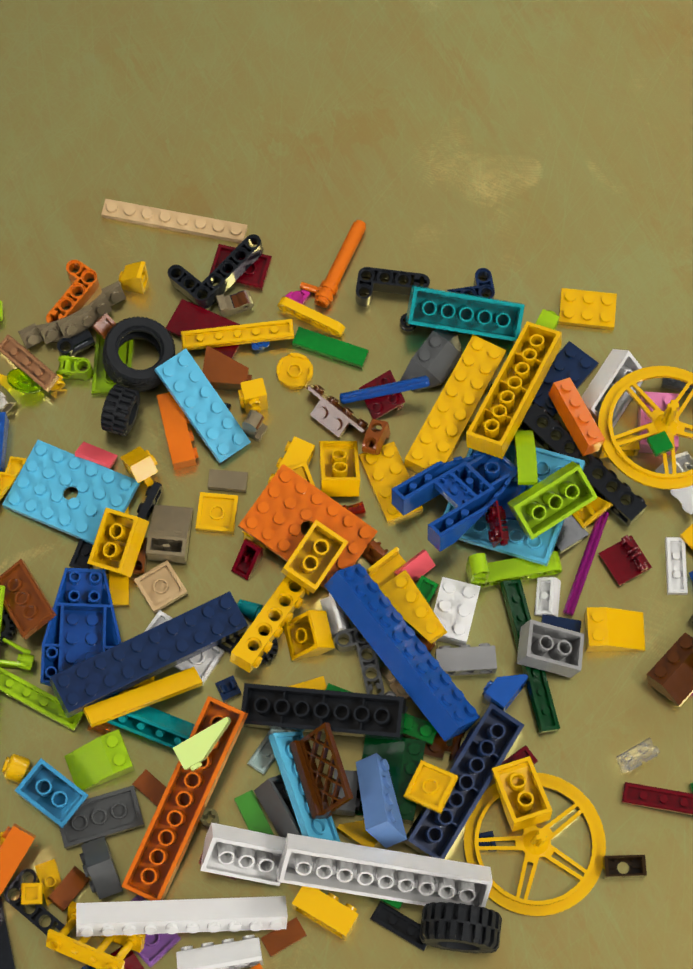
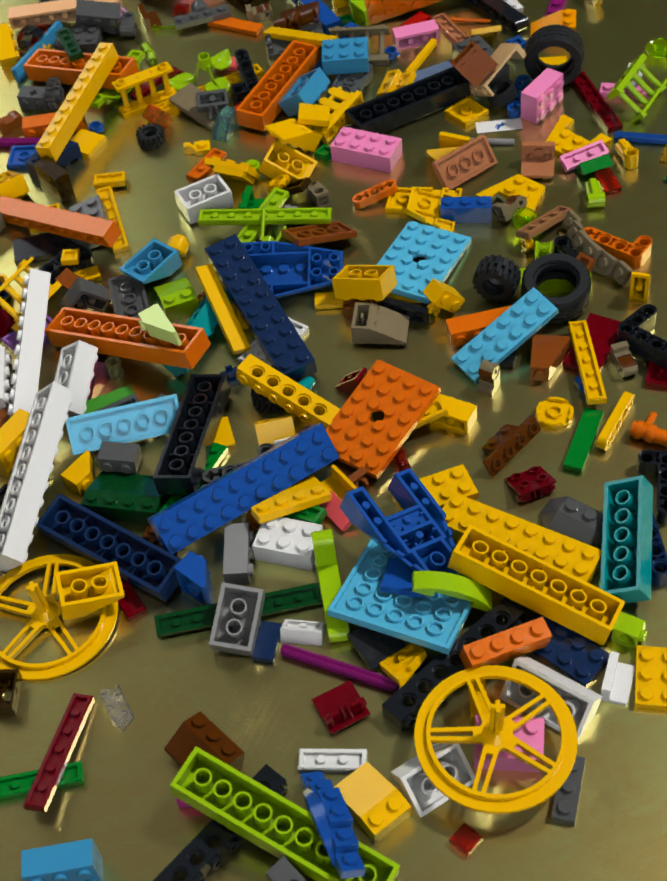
camera: 100 degrees right, 20 degrees down
(96, 455) = (456, 273): coral tile -> none
(160, 586) = (329, 325): tan plate -> none
(217, 513) = (404, 357): yellow tile -> none
(227, 480) = (434, 367): dark tan tile -> none
(253, 395) = (518, 373): yellow brick -> none
(299, 296) = (637, 412): dark pink tile -> none
(311, 775) = (133, 426): reddish brown fence -> none
(314, 556) = (341, 412): yellow brick -> none
(339, 468) = (446, 446): yellow slope -> none
(375, 437) = (478, 470): dark orange leg -> none
(379, 801) = (99, 471): medium blue wedge -> none
(385, 389) = (531, 476): blue axle -> none
(430, 786) = (105, 509): yellow tile -> none
(493, 517) = (367, 556): dark red hinge -> none
(552, 500) = (392, 603): lime brick -> none
(592, 340) = (617, 680): none -> white panel
(613, 630) = (259, 690): yellow slope -> none
(659, 443) = (467, 720): green tile -> none

